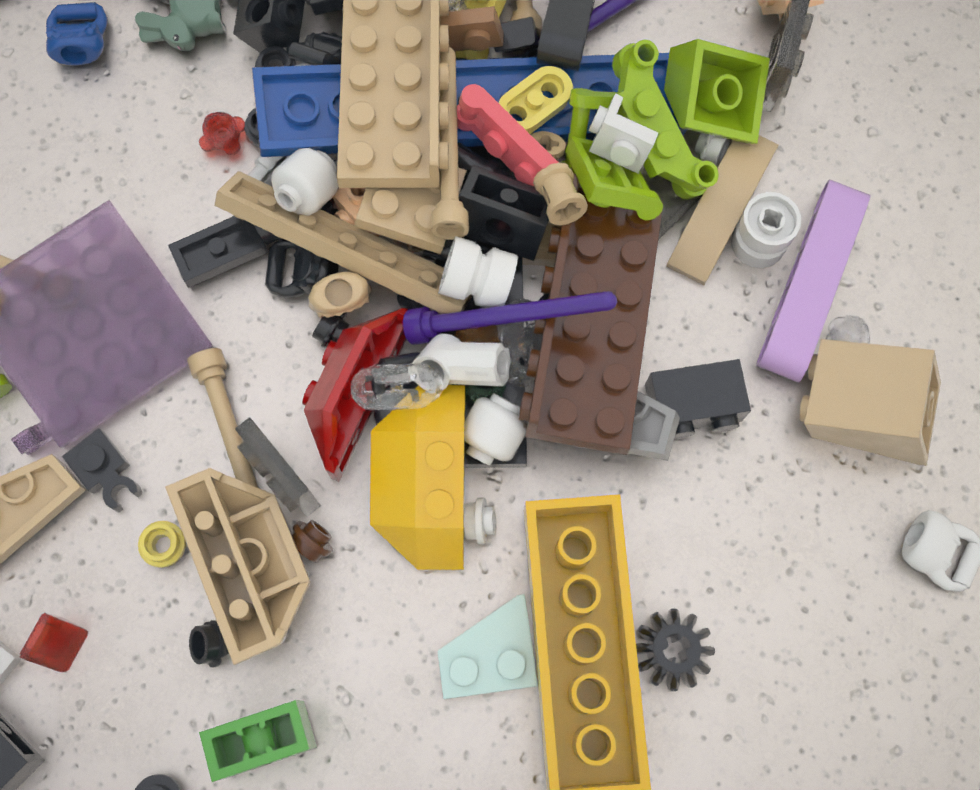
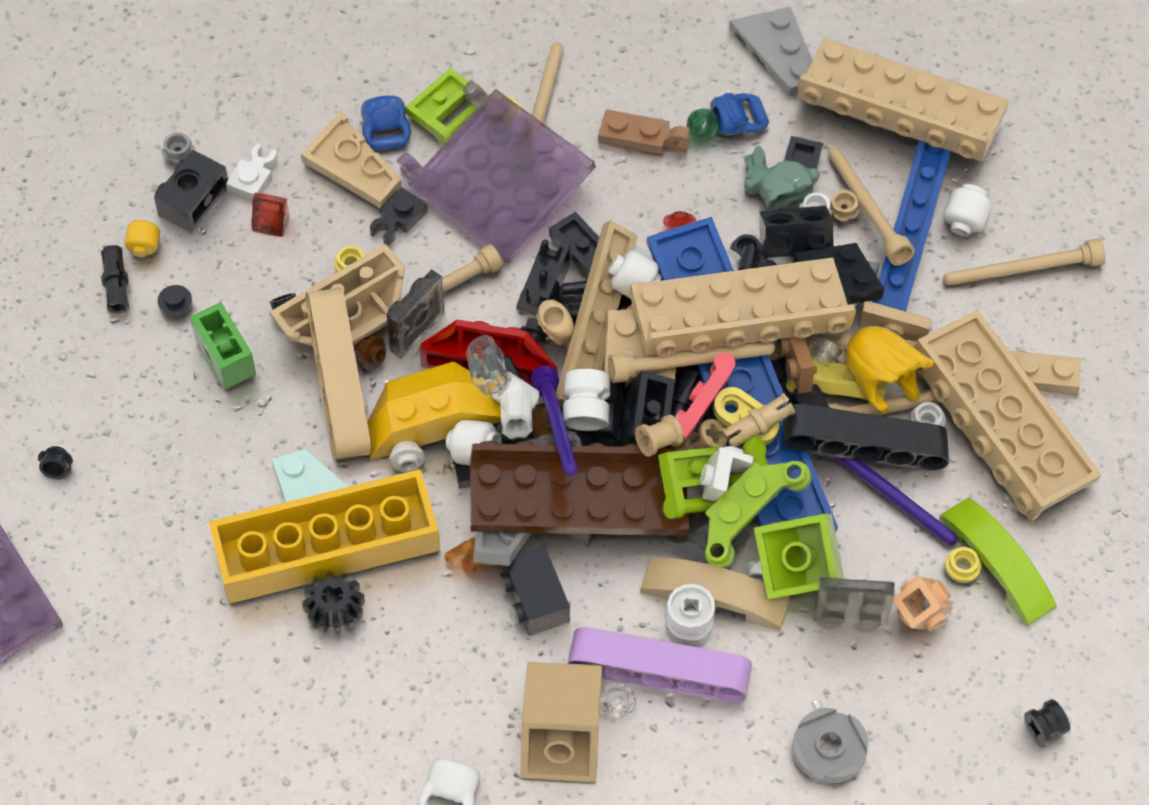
camera: 80 degrees right, 15 degrees down
(67, 148) = (641, 133): none -> medium nougat plate
(68, 80) = (697, 119): none -> clear green plate
(256, 303) = (545, 277): none -> black hinge
(346, 586) = (337, 373): none -> tan beam
(556, 82) = (758, 421): none -> tan pin
(631, 471) = (463, 554): none -> clear orange plate
(924, 146) = (825, 766): none -> light grey plate

